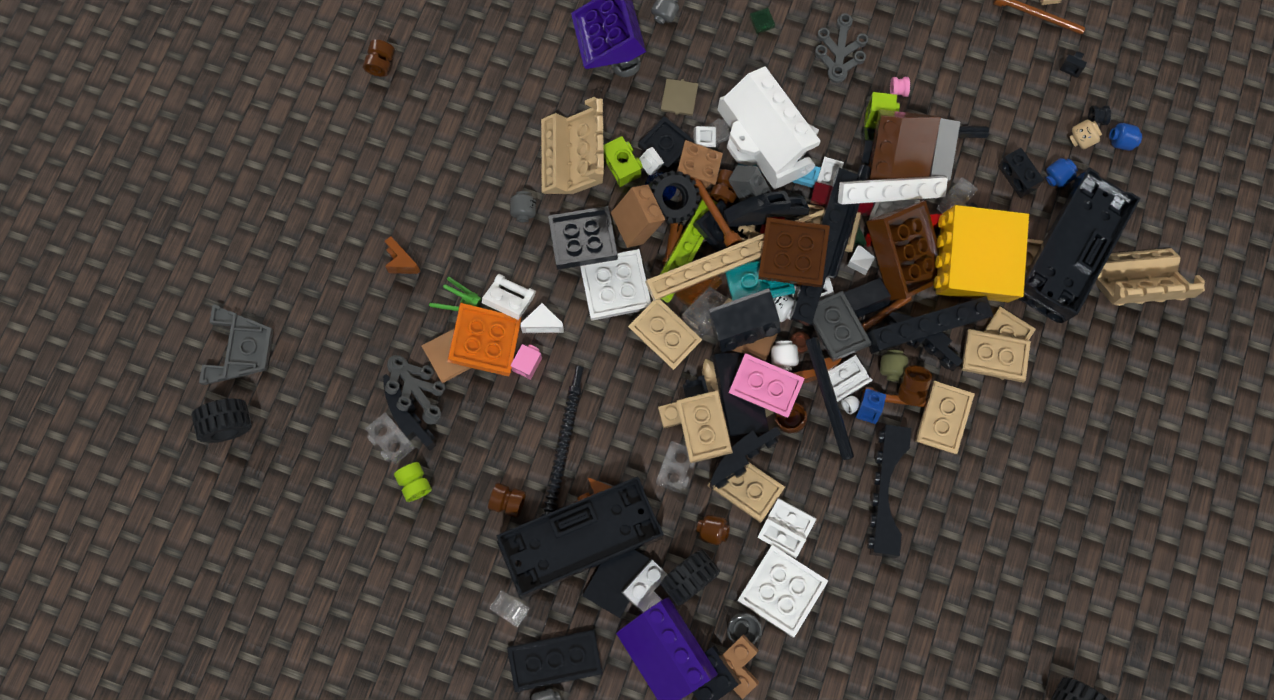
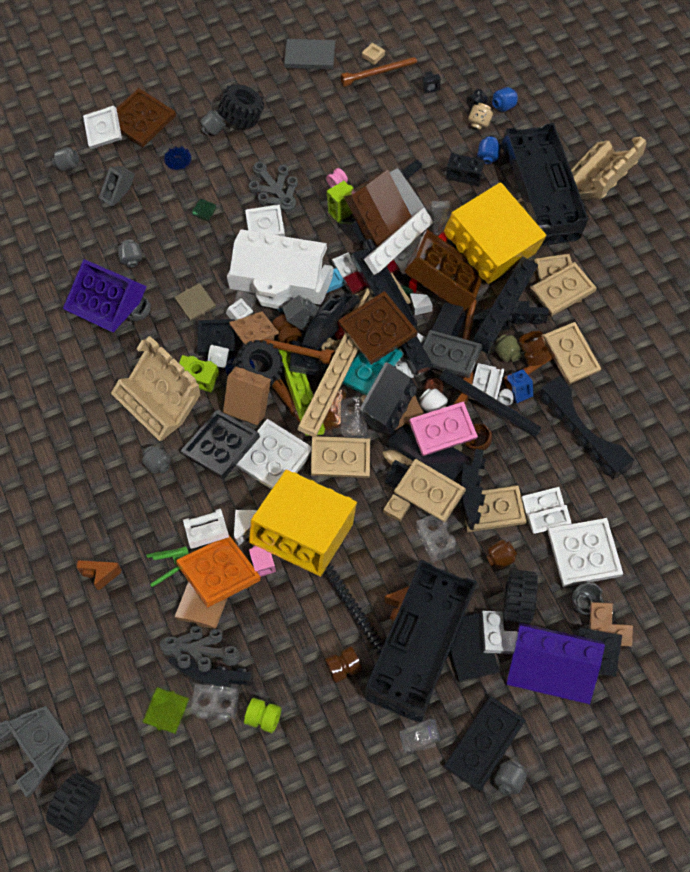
camera: 40 degrees left, 10 degrees down
(352, 411) = (166, 710): none -> clear neon green piece
(581, 360) = (302, 522): none -> yellow brick
(800, 75) = (265, 220): none -> white plate

